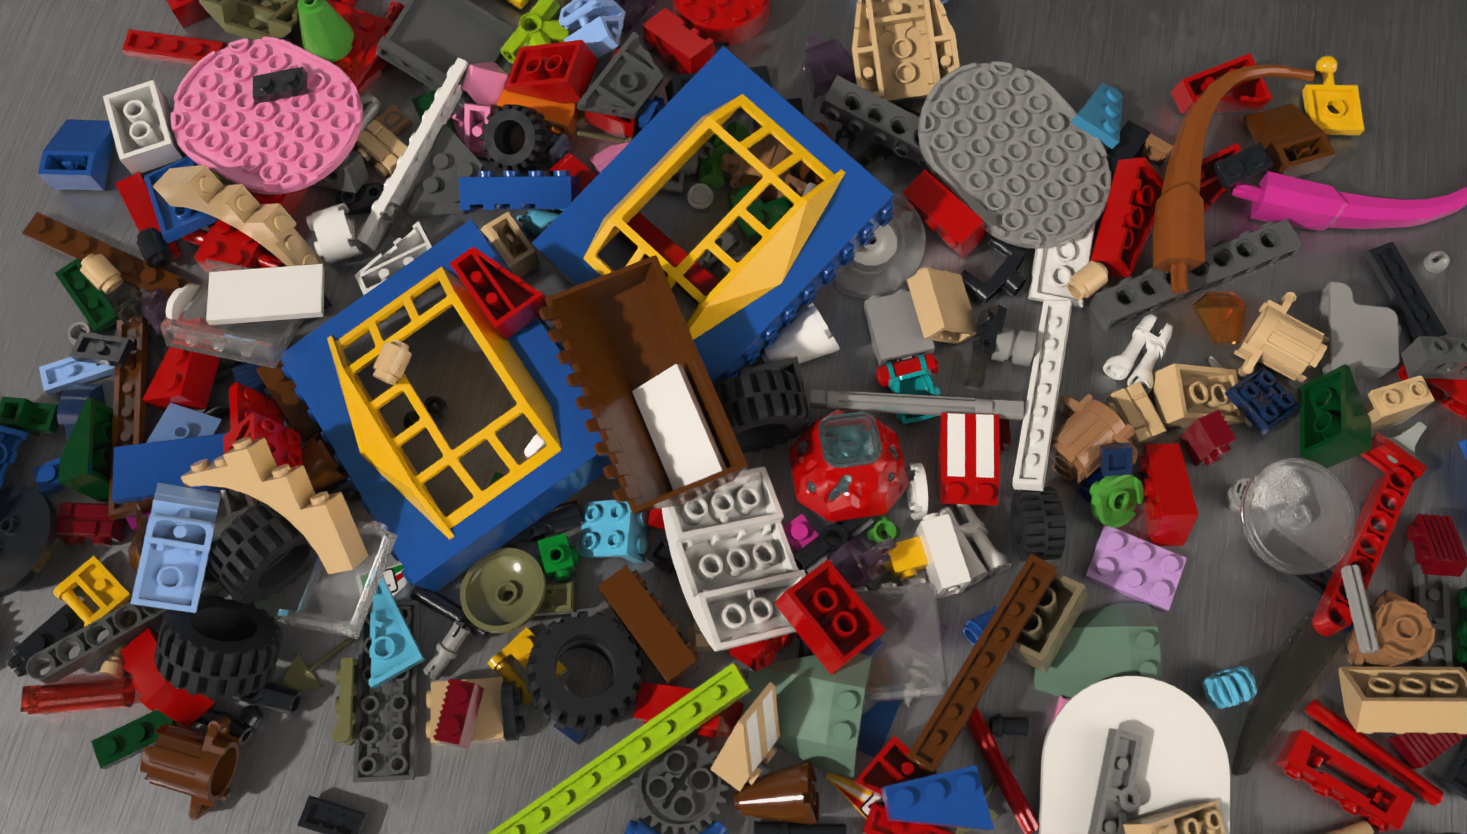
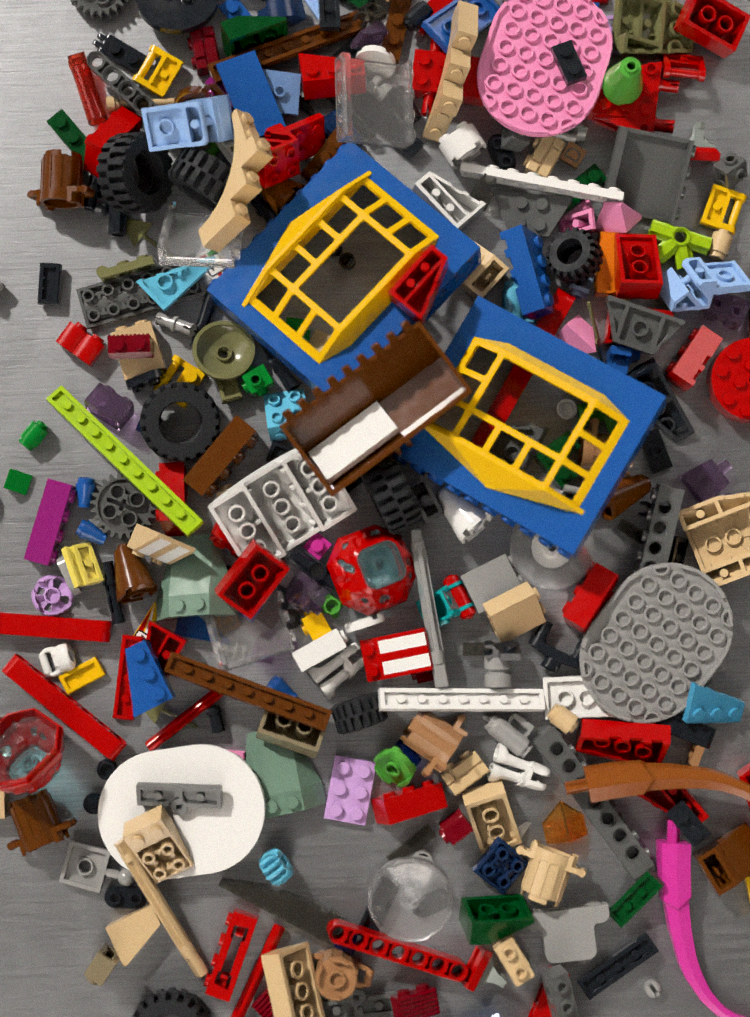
camera: 70 degrees right, 15 degrees up
(265, 294) = (392, 115): white tile -> none
(392, 362) = (350, 226): tan brick -> none
(432, 793) = (81, 344): none -> red brick
(533, 770) = (109, 406): none -> clear purple brick
(1095, 353) = (508, 735): none -> light grey piece
(1116, 459) = (417, 760): dark blue plate -> none
(1220, 505) = (413, 843): none -> clear smoke piece
(1324, 248) = (635, 897): none -> dark green plate
(1360, 609) = (344, 947): light grey axle -> none

